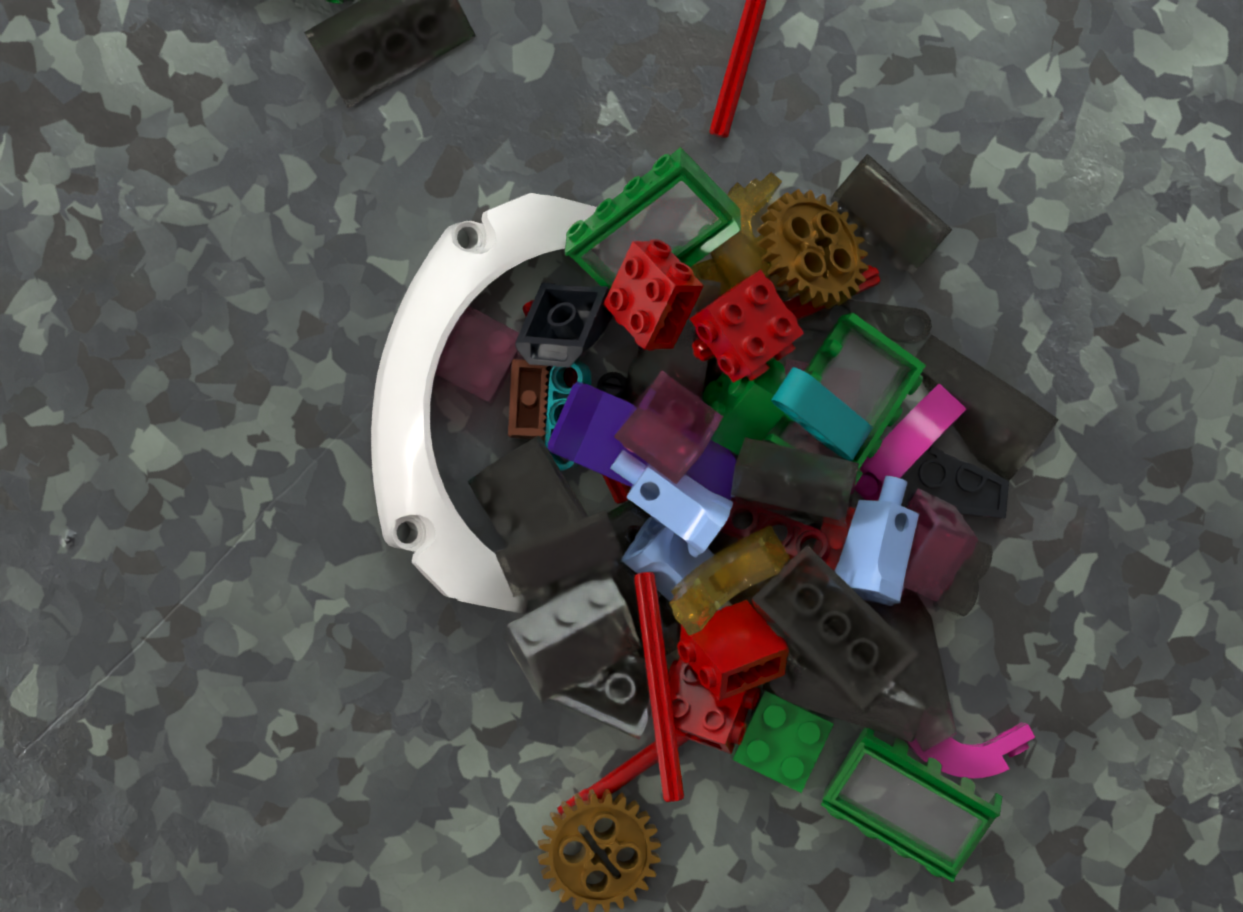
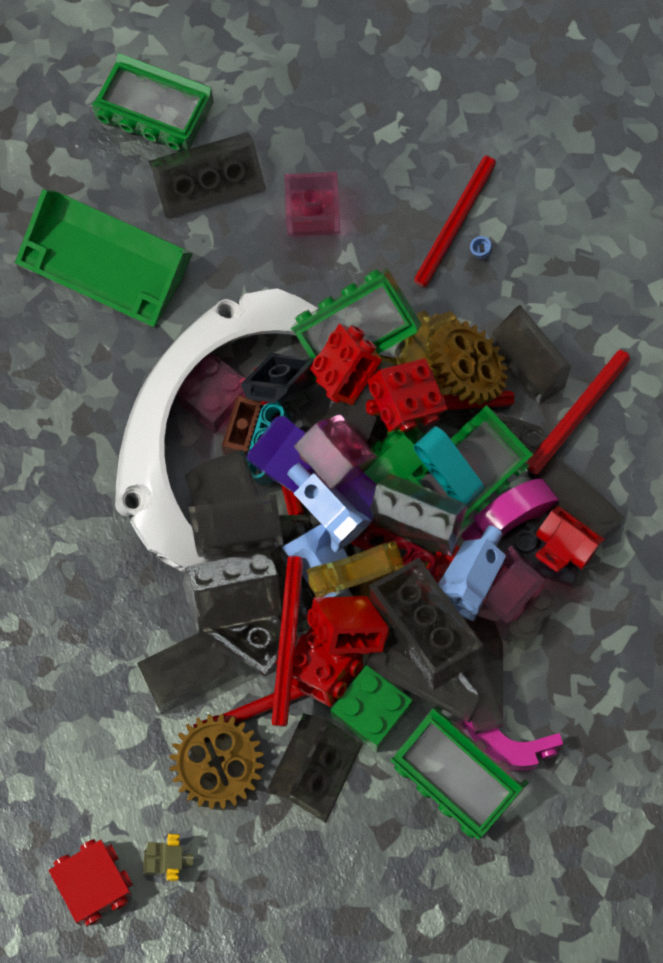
camera: 15 degrees right, 15 degrees down
(276, 187) = (102, 257): none -> green slope
(528, 742) = (187, 671): none -> clear smoke slope
(548, 51) = (312, 203): none -> clear pink brick
(724, 831) = (314, 767): none -> clear smoke slope
(784, 68) = (475, 248): none -> medium blue hinge
(969, 274) = (577, 411): none -> red axle
(990, 468) = (566, 541): none -> red piece

